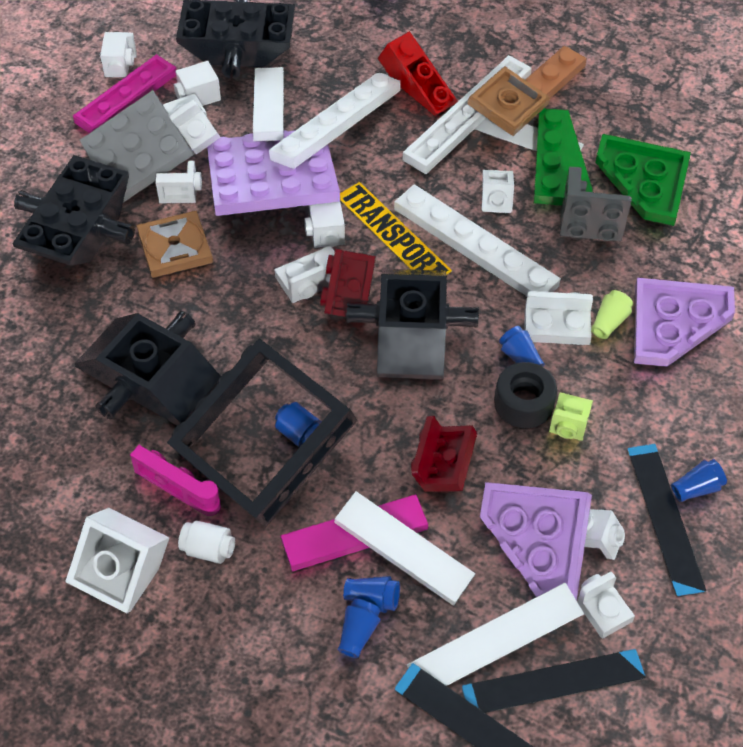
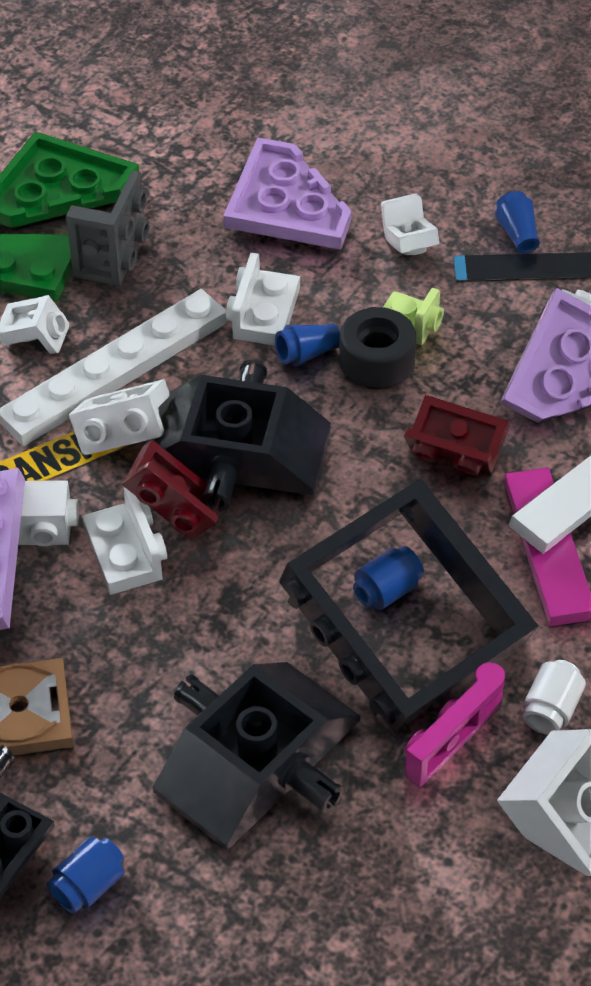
camera: 80 degrees left, 5 degrees down
(49, 294) = (86, 874): none -> blue brick
(416, 242) = (119, 417): none -> white bracket
(612, 312) = (271, 249): yellowish green cone -> none
(665, 402) = (406, 226): none -> white bracket

